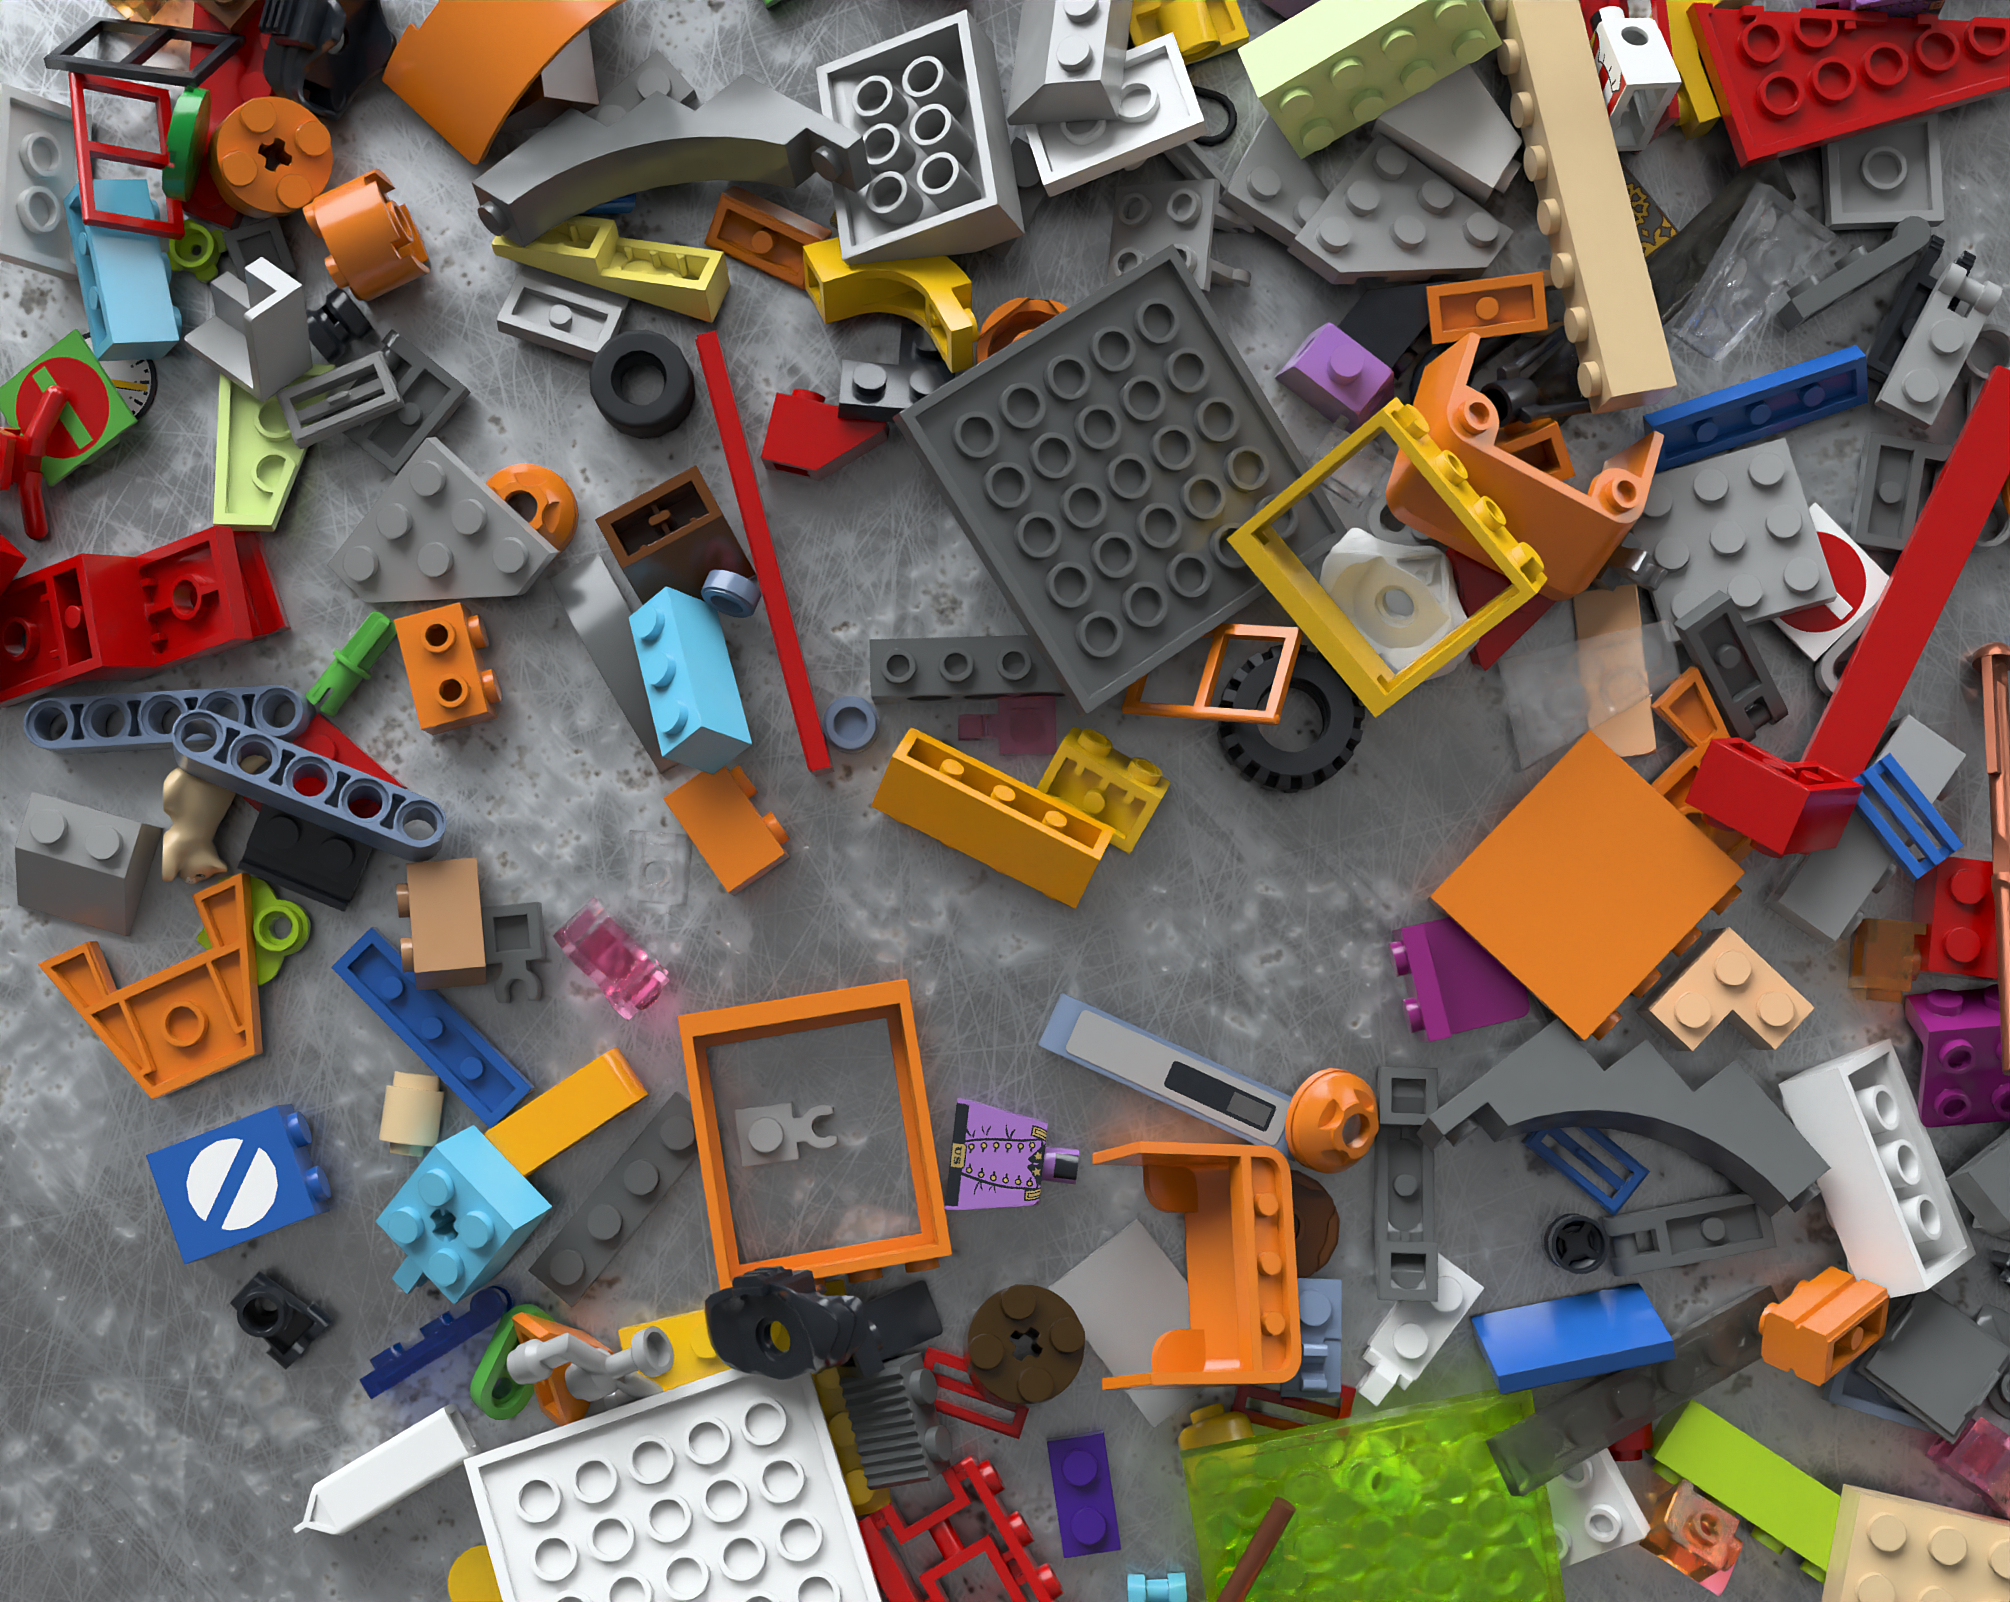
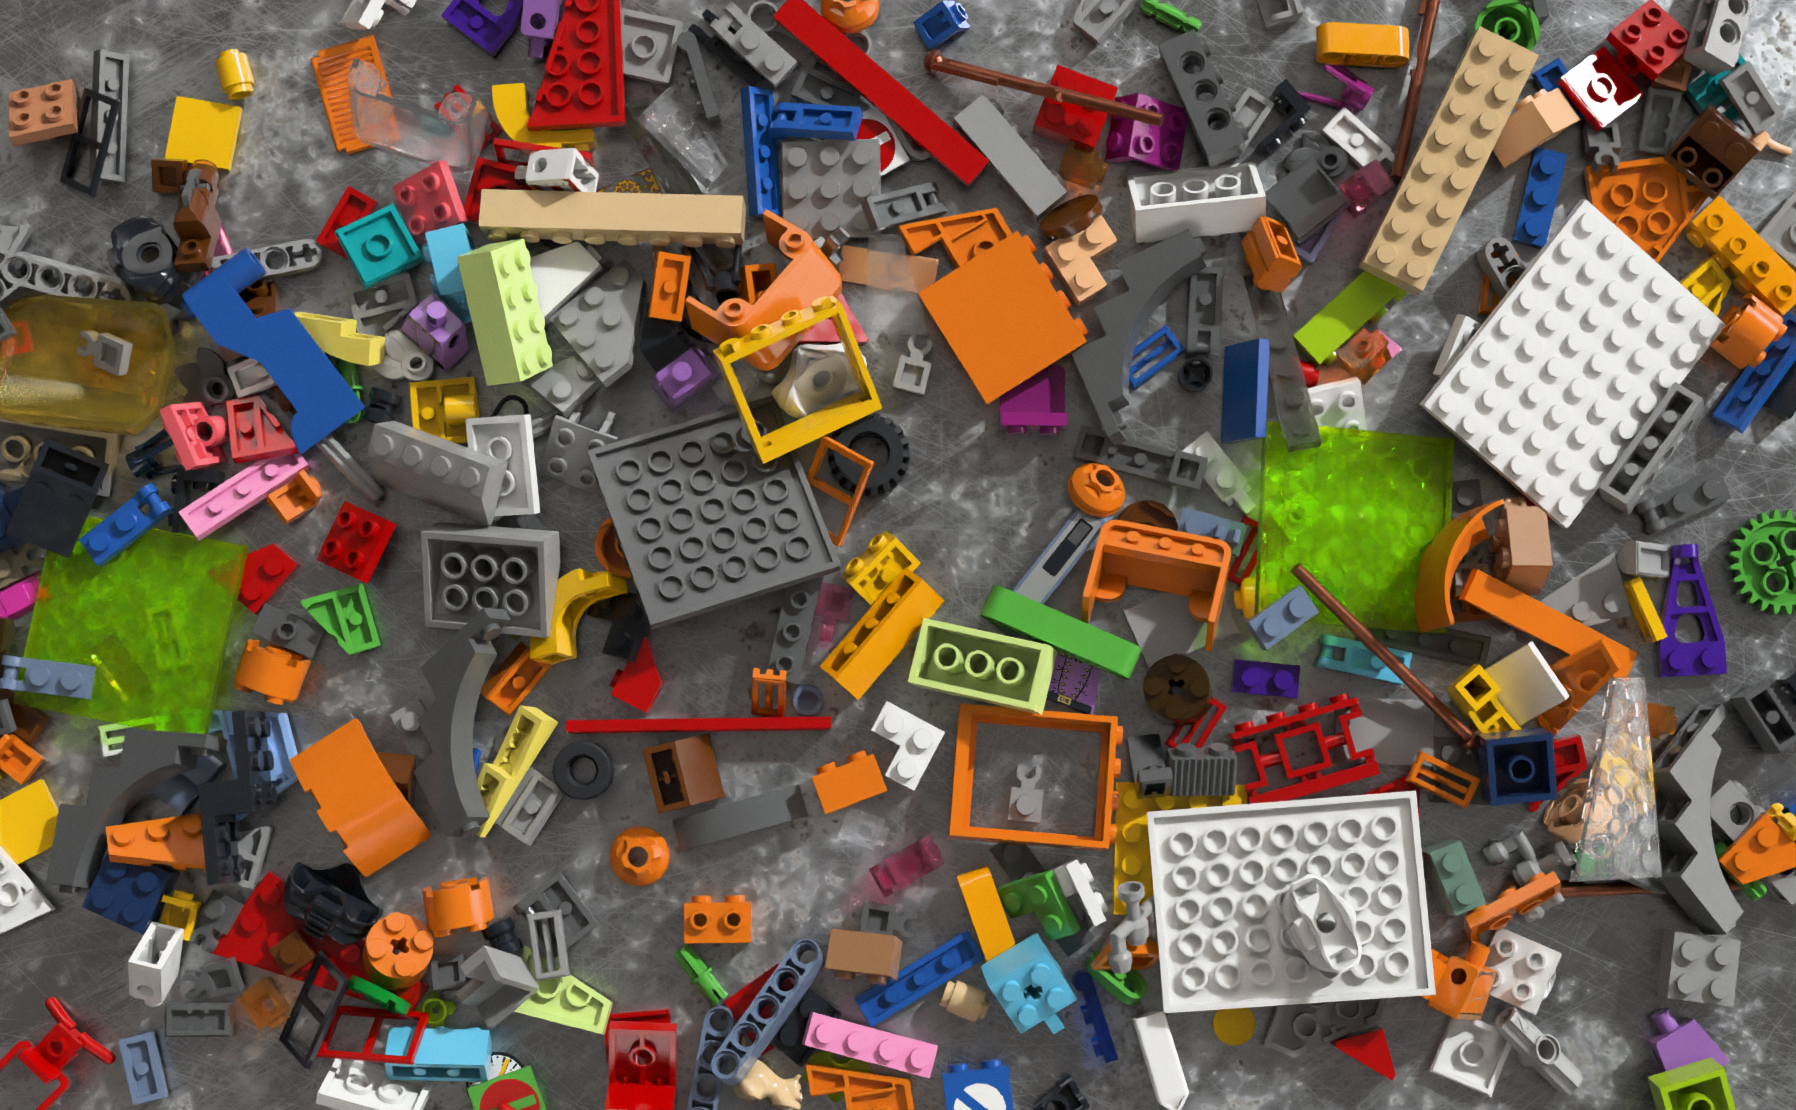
camera: 85 degrees left, 0 degrees up
(300, 972) = (869, 1044): none -> bright pink plate
(440, 537) = (643, 906): light grey plate -> none
(614, 1202) = (1043, 896): none -> bright green plate
(657, 1248) = (1075, 878): none -> white plate
(689, 681) = (763, 782): medium azure brick -> none
(730, 593) = (718, 748): sand blue tile -> none
(820, 1327) = (1140, 794): black piece -> none
(826, 921) = (916, 741): none -> white brick
(862, 648) = (768, 679): none -> orange tile
(979, 1002) = (982, 666): none -> yellowish green brick
(1070, 1120) = (1060, 632): none -> bright green beam
(1192, 1500) = (1281, 617): none -> sand blue plate
(1452, 759) = (912, 371): none -> light grey plate
(1772, 801) = (983, 206): red brick -> none
(1792, 960) = (1071, 217): none -> reddish brown tile
(1836, 485) = (815, 121): none -> blue plate
(1922, 808) = (1007, 125): blue tile -> none

